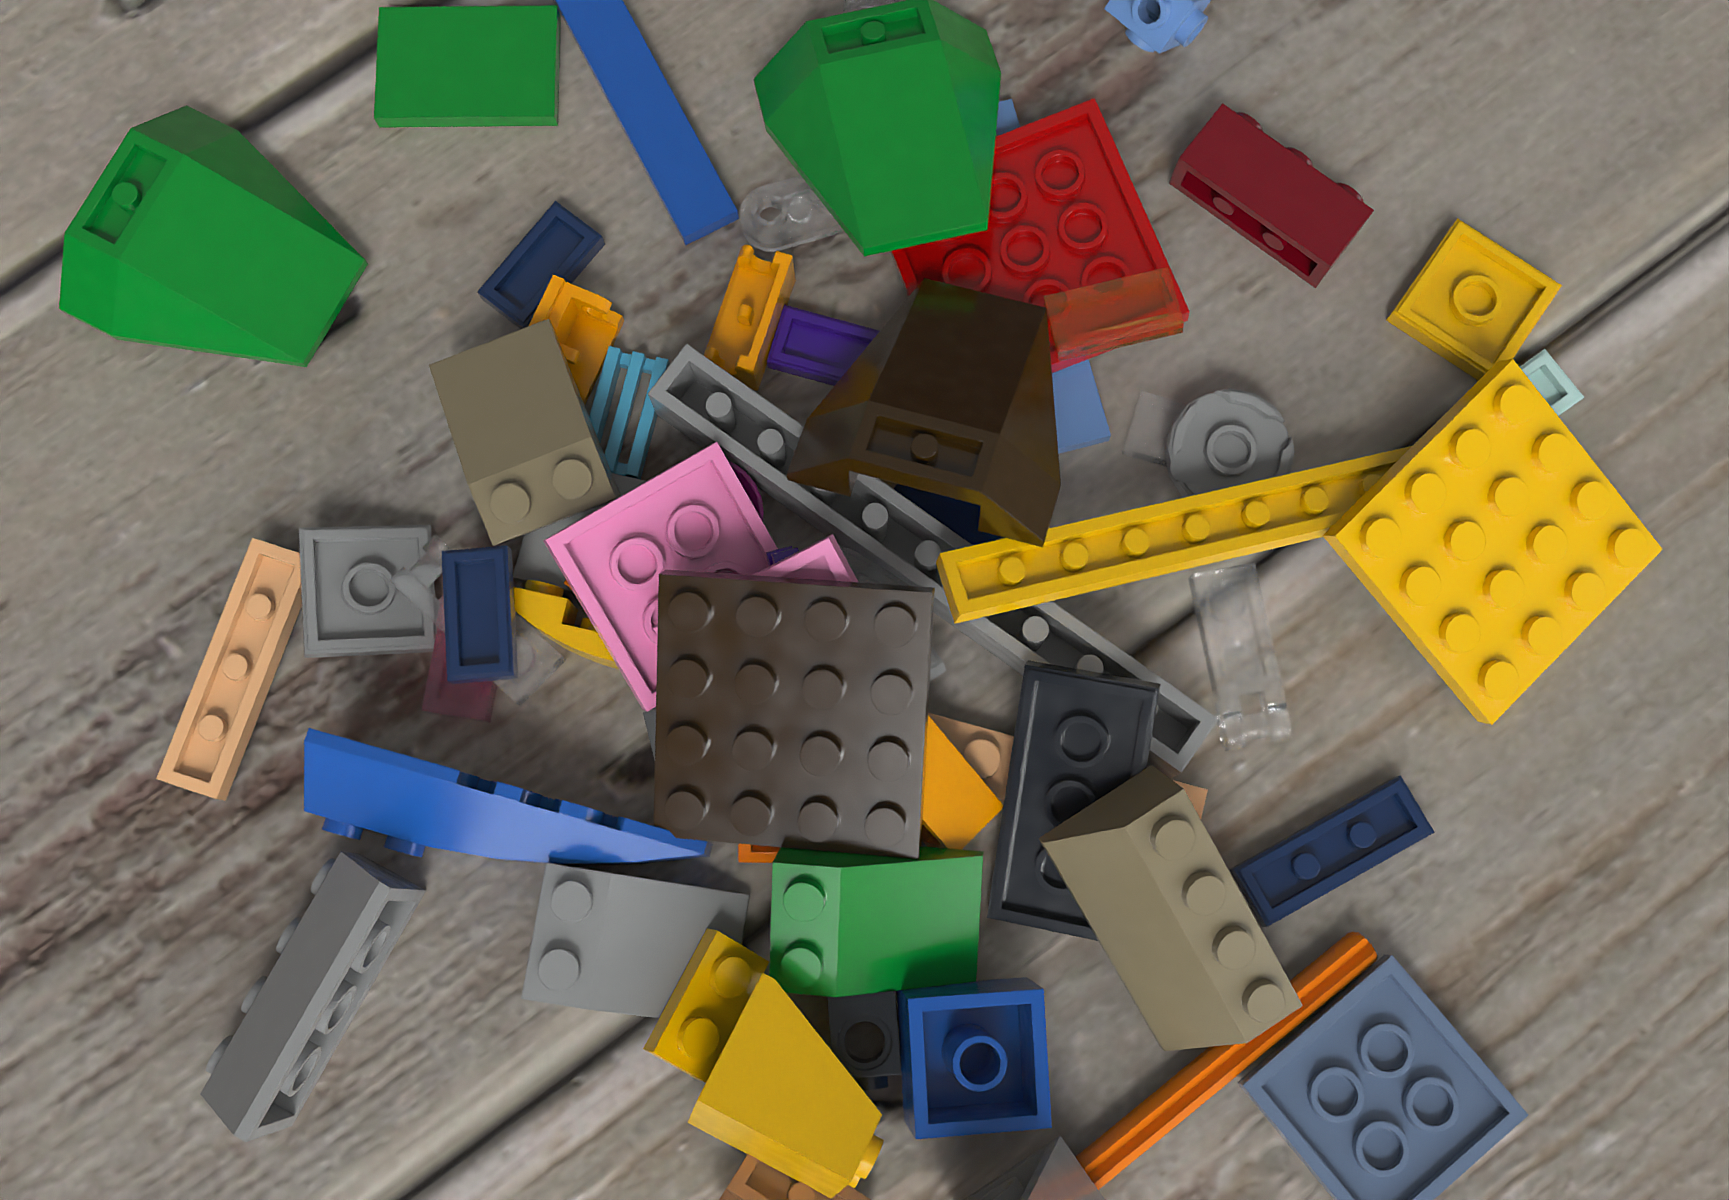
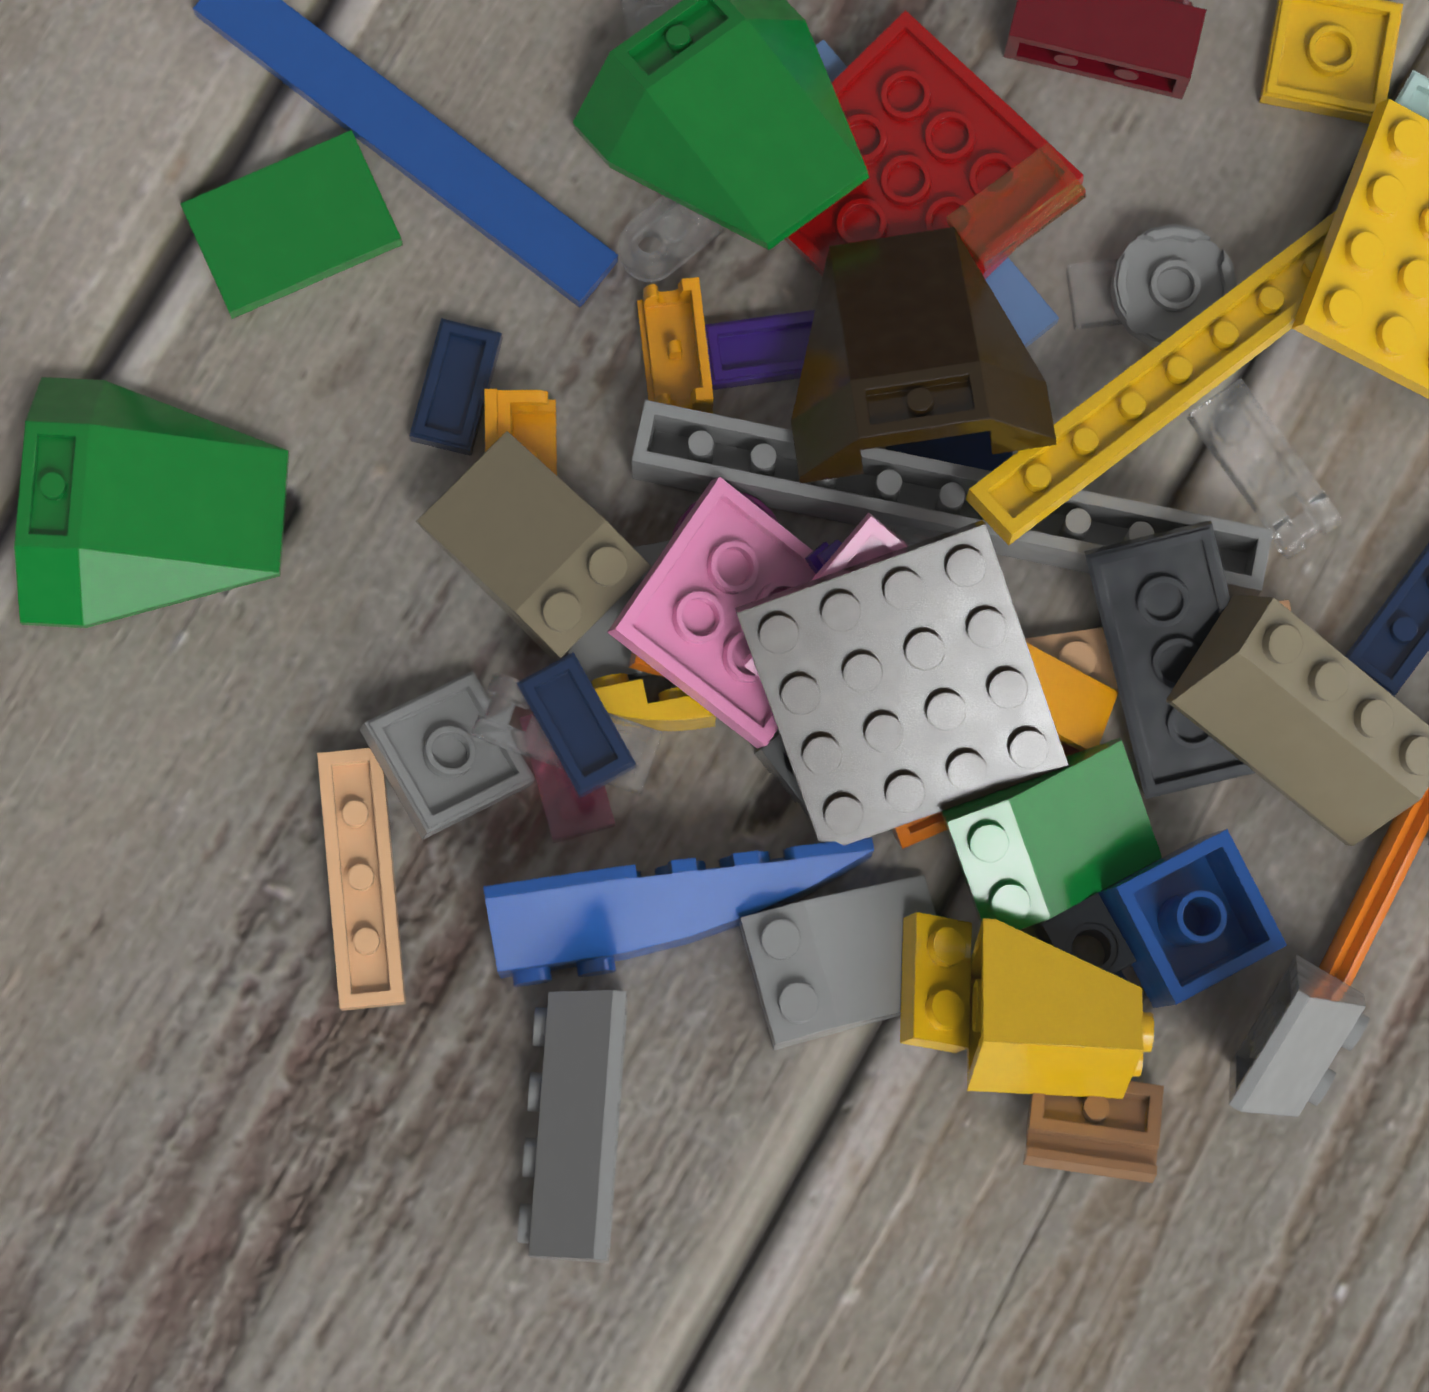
camera: 30 degrees left, 0 degrees up
(636, 365) = (592, 439): medium azure tile -> none

